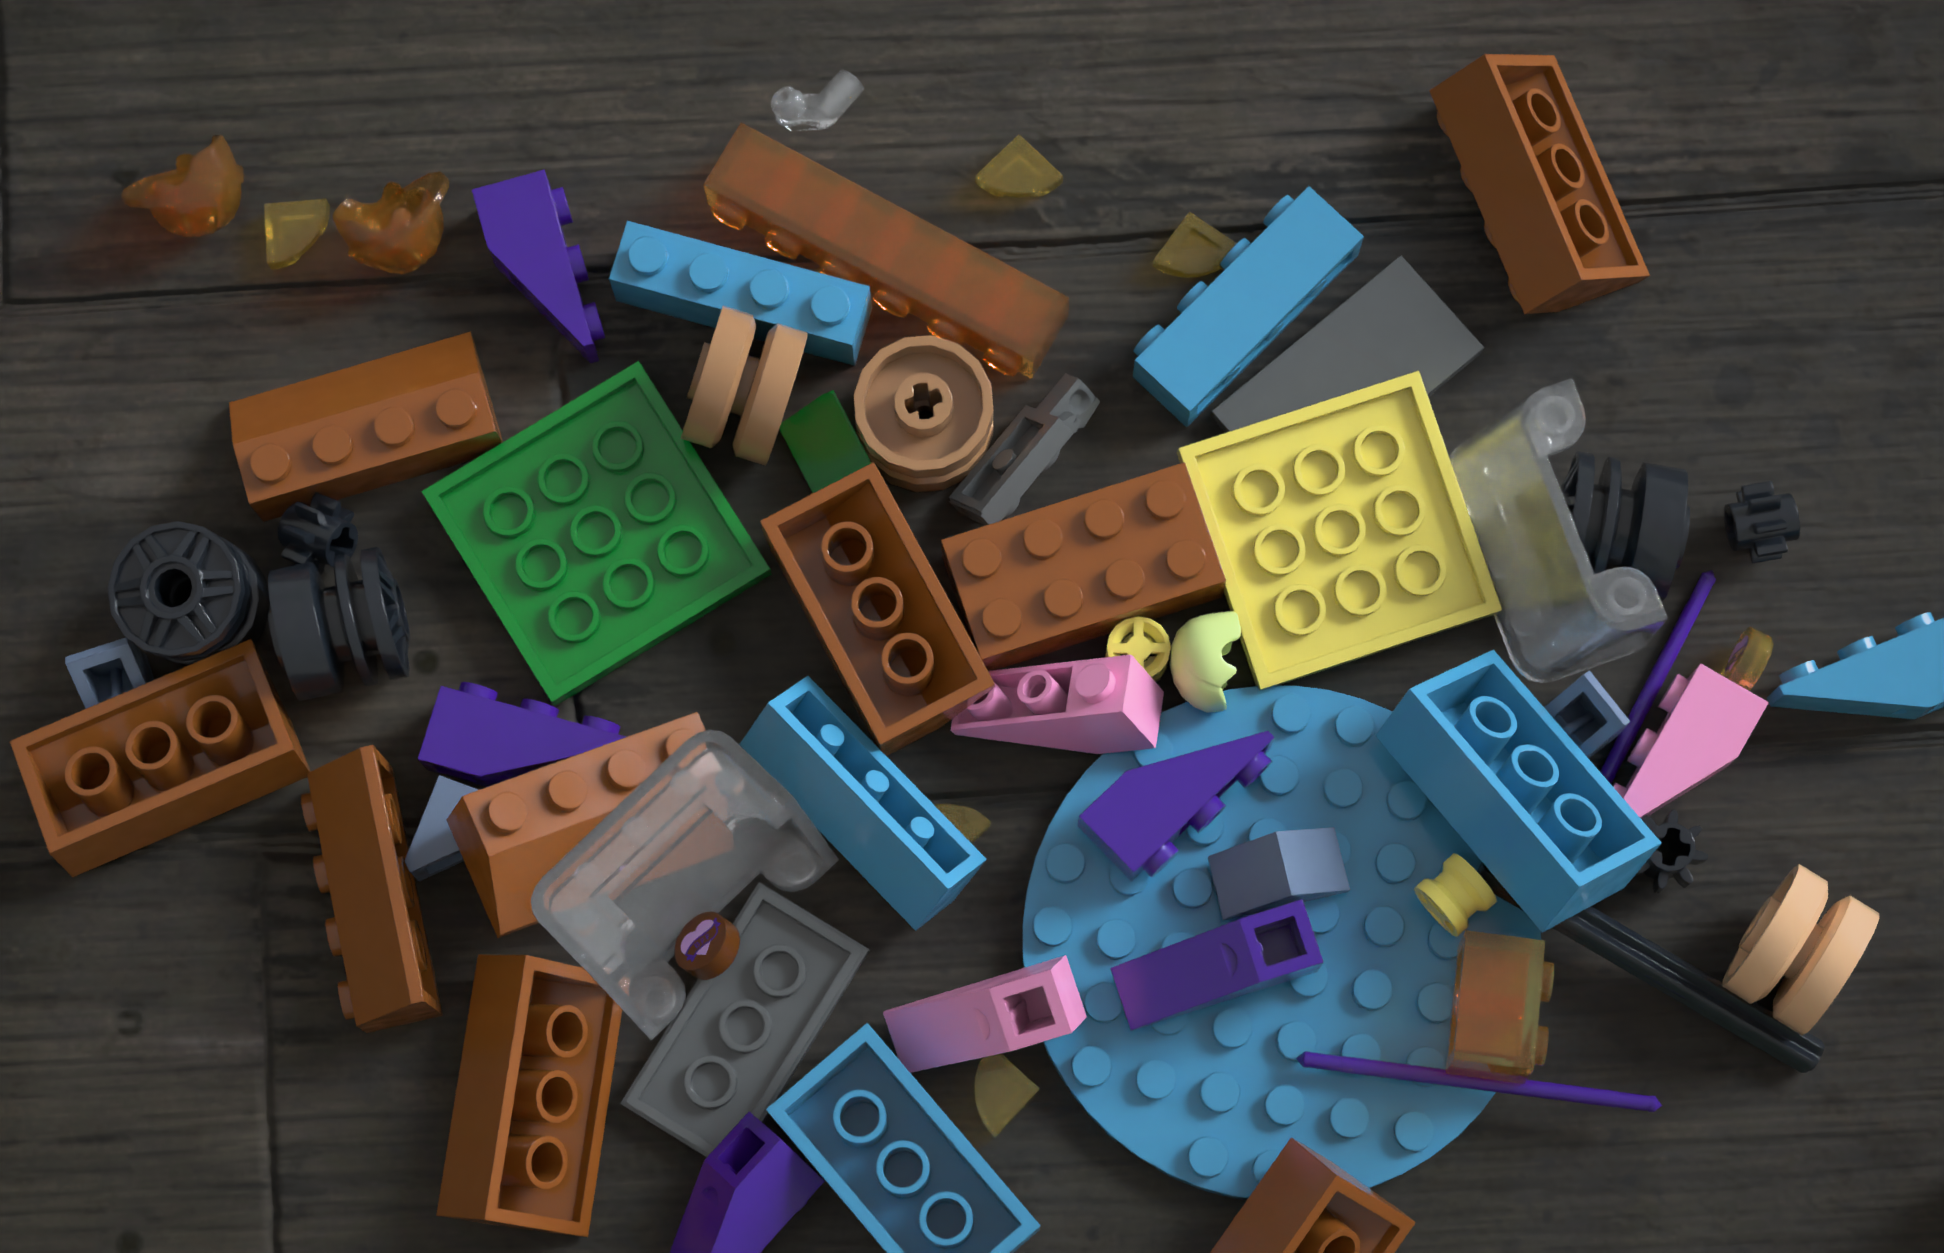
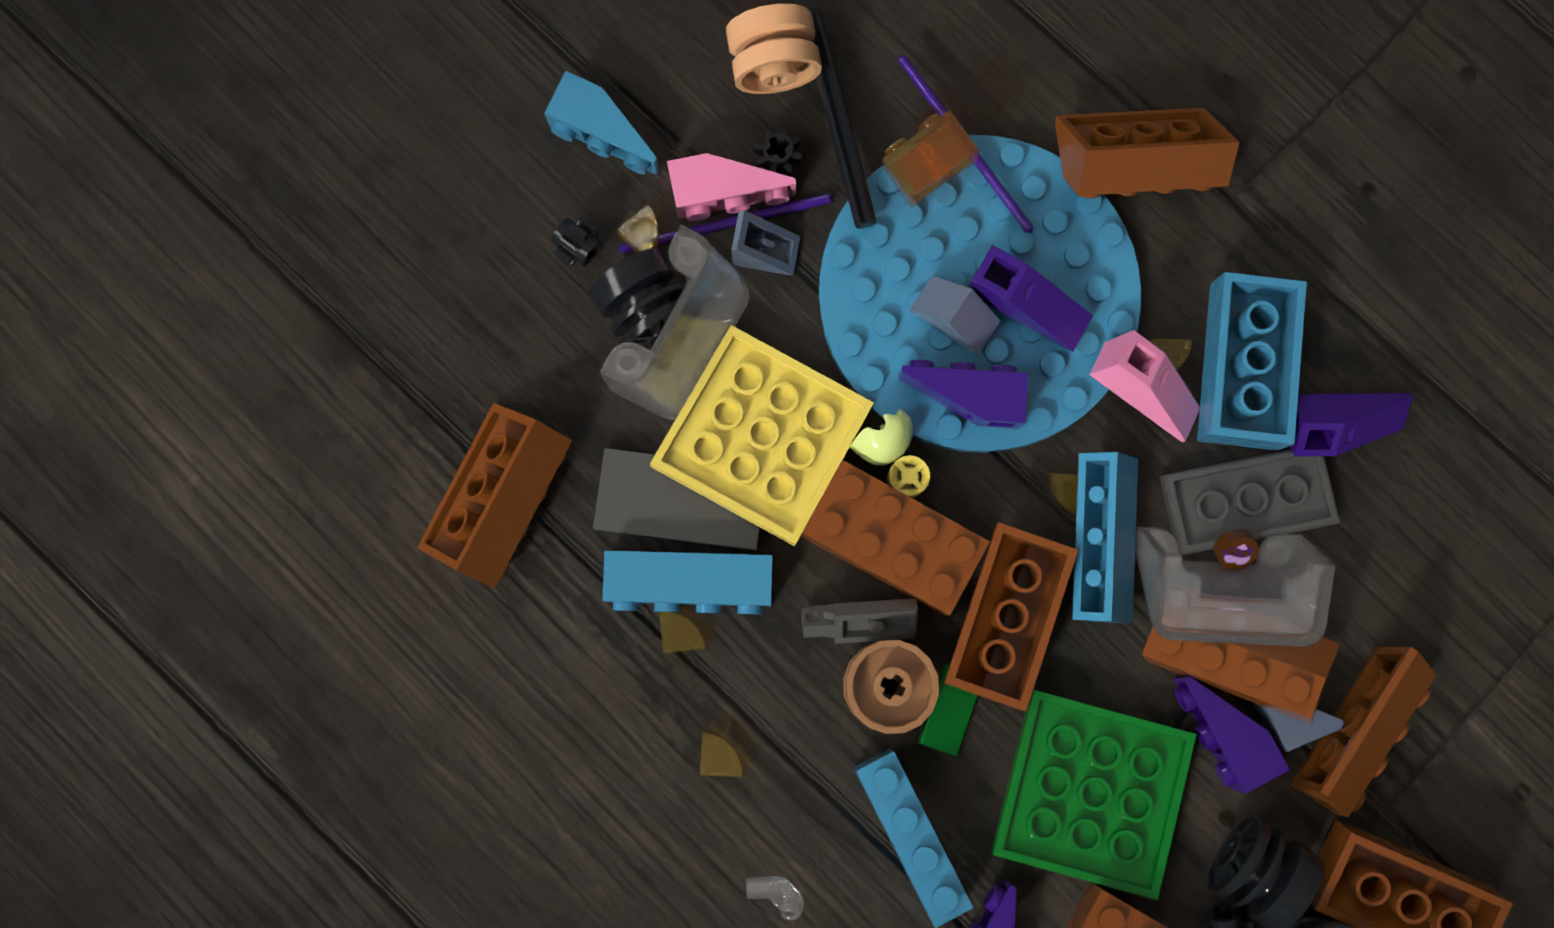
camera: 140 degrees left, 5 degrees up
(530, 1097) = (1391, 562): dark orange slope -> none
(743, 385) = (966, 790): medium nougat wheel -> none
(882, 246) = (823, 787): clear orange brick -> none
(1069, 706) = (966, 483): bright pink slope -> none
(1455, 894) = (893, 223): light yellow wheel -> none
(1517, 789) = (820, 233): dark azure brick -> none
(1707, 611) = (640, 230): none -> clear yellow tile
(1748, 658) = (650, 192): clear yellow tile -> none

